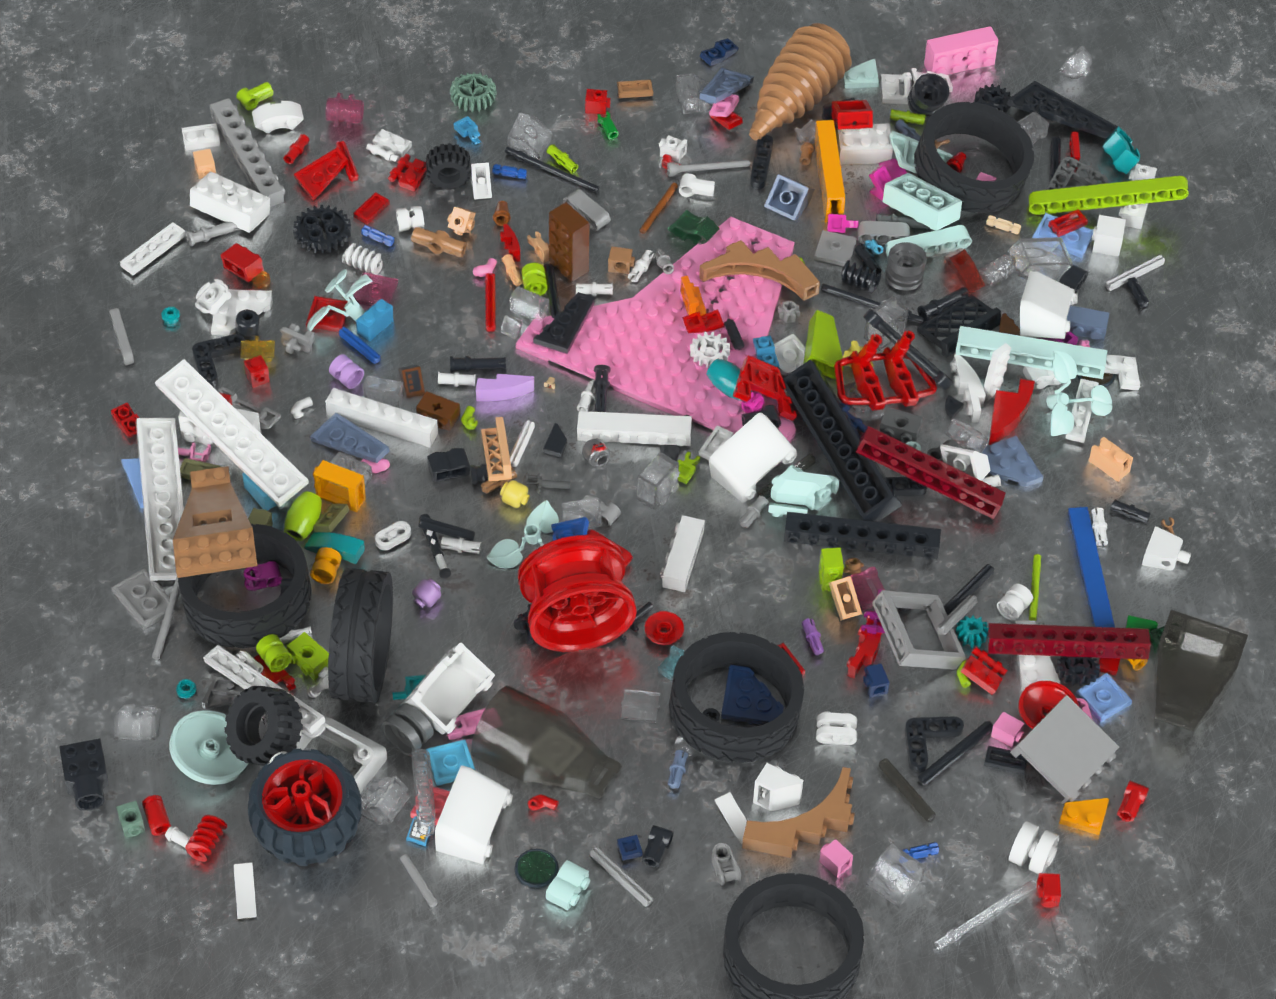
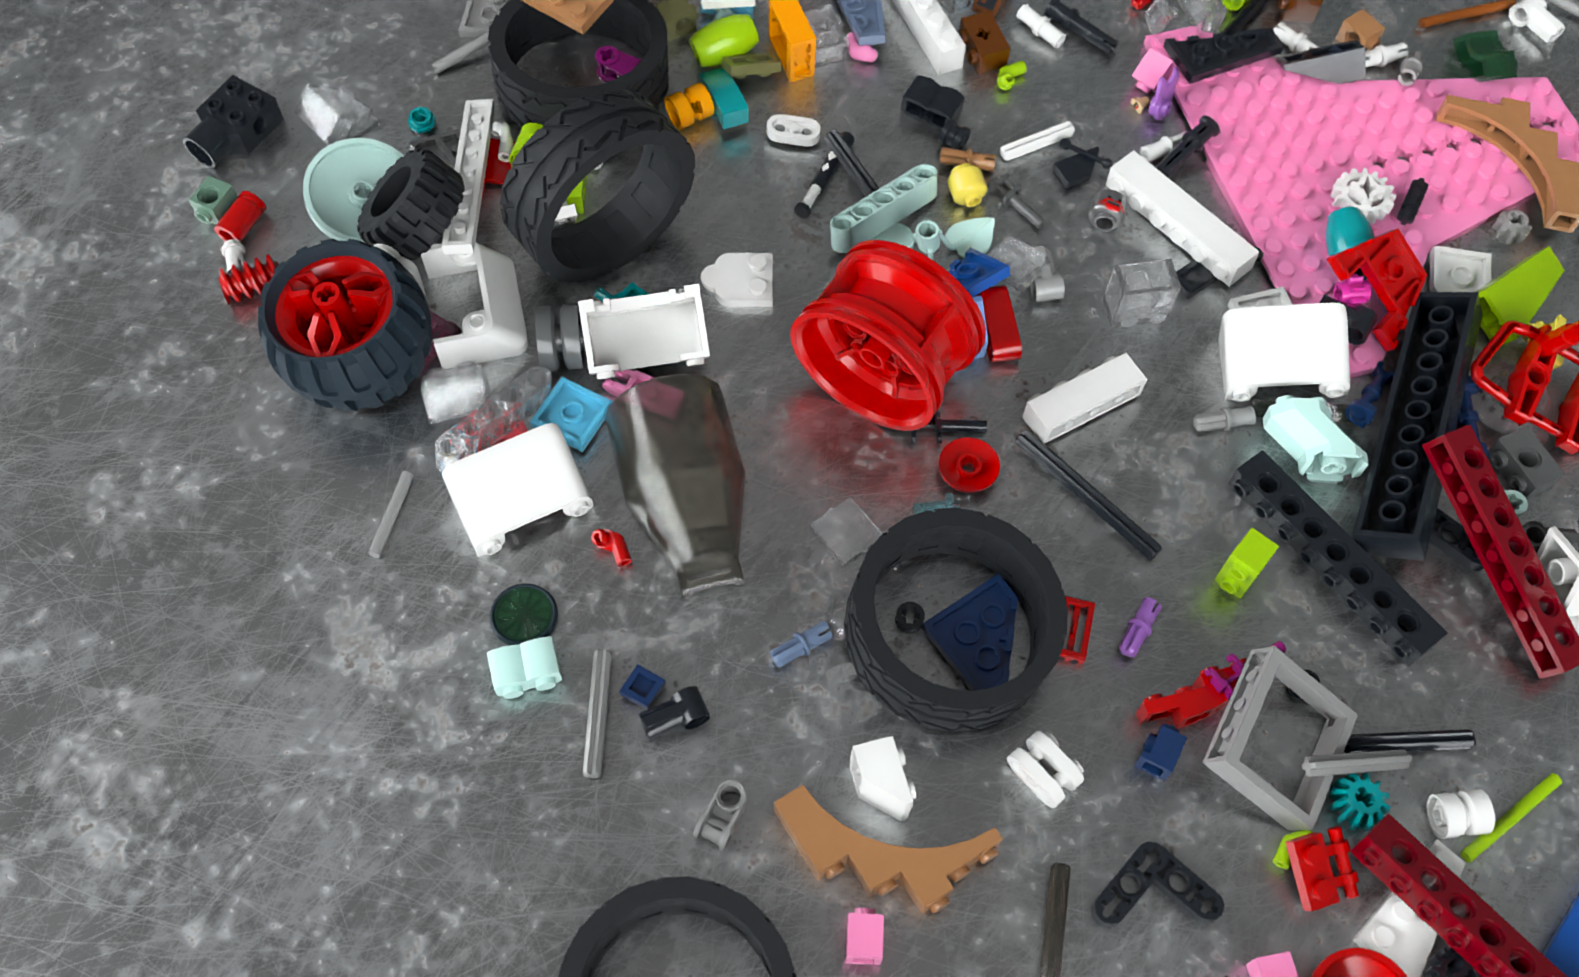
camera: 45 degrees right, 10 degrees up
(245, 890) = (226, 369): white sticker -> none
(426, 593) = (756, 214): lavender head -> none
(453, 629) = (741, 279): none -> white plate
(461, 545) = (849, 193): white pin -> none
(489, 538) = (883, 207): none -> light aqua beam
(502, 448) = (997, 133): light nougat fence -> none
(503, 387) = (1081, 69): lavender slope -> none
(538, 434) = (1065, 144): none -> black hinge
(542, 361) = (1151, 69): none -> bright pink brick
(563, 376) = (1162, 100): none -> medium lavender plate
(623, 289) = (1331, 63): none -> slope
(687, 467) = (1192, 307): lime plate -> none
(691, 297) = (1401, 126): orange bracket -> none
(703, 323) = (1380, 157): red slope -> none
(728, 597) = (1089, 494): none -> black axle
(732, 815) = (807, 757): white sticker -> none
(765, 350) = (1433, 247): dark azure slope -> none
(780, 510) = (1258, 440): light aqua plate -> none
(810, 458) = (1361, 410): none -> dark blue piece
(845, 598) = (1225, 615): light nougat brick -> none
(853, 566) = (1282, 583): medium nougat plate -> none
(864, 593) = (1264, 619): clear pink plate -> none
(955, 753) = (1172, 944): black axle -> none

